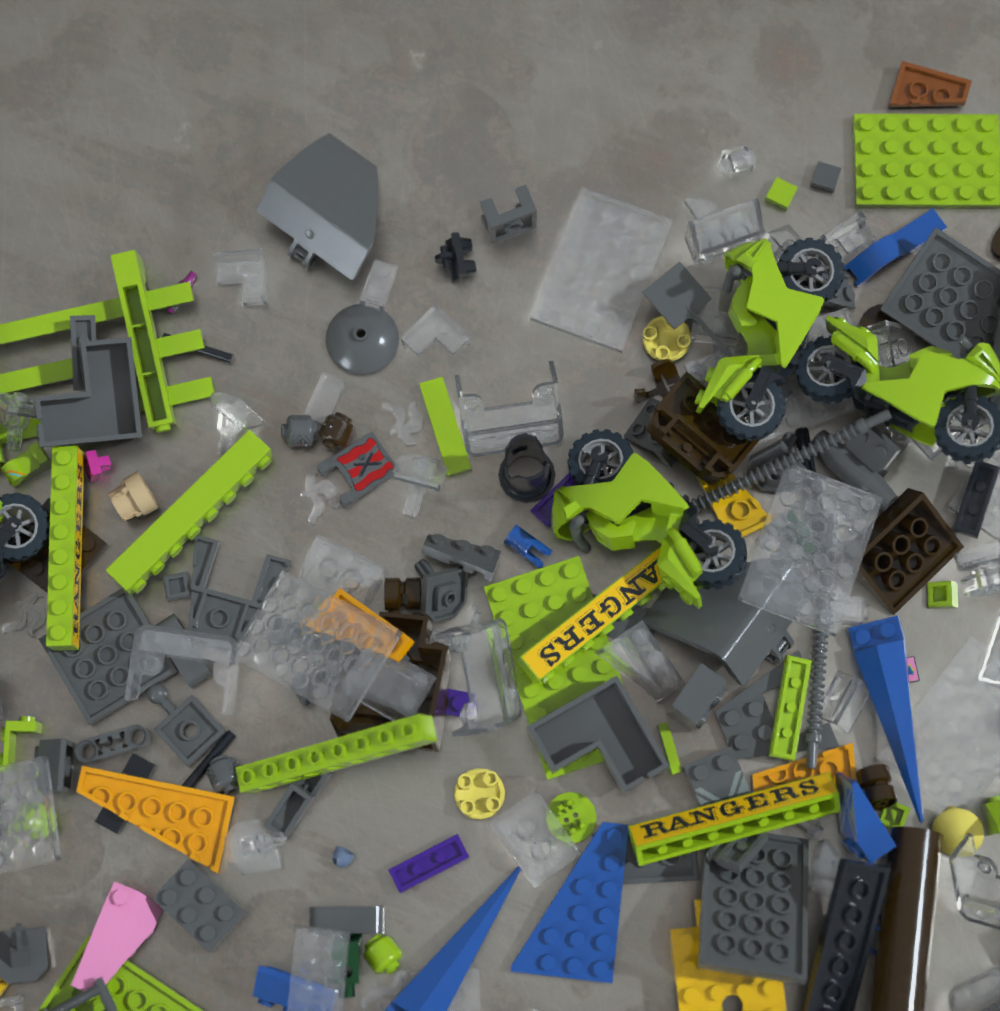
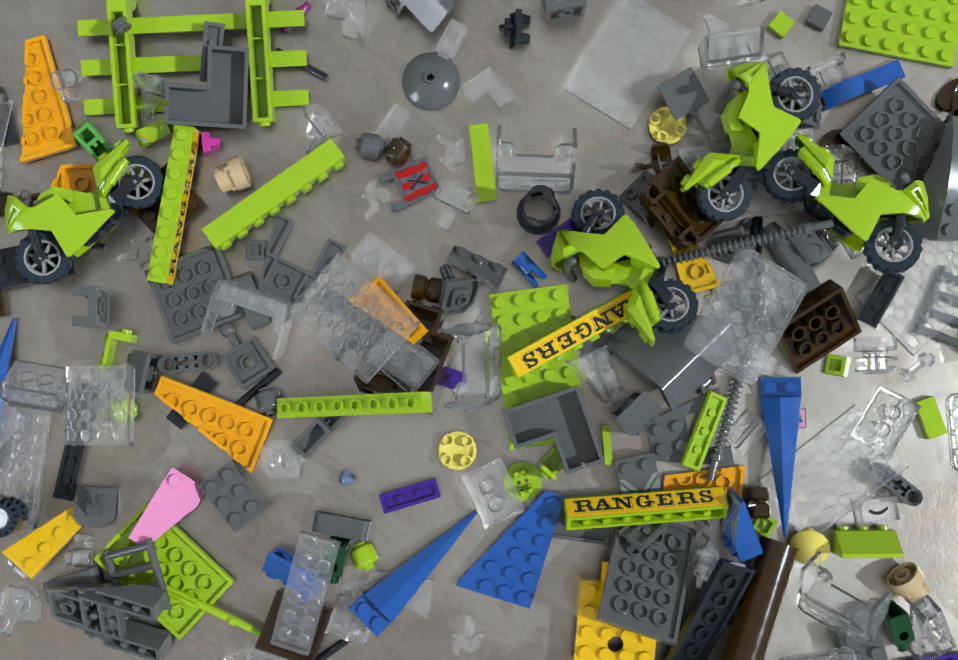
camera: 10 degrees right, 10 degrees up
(603, 788) = (550, 464): none -> lime bracket

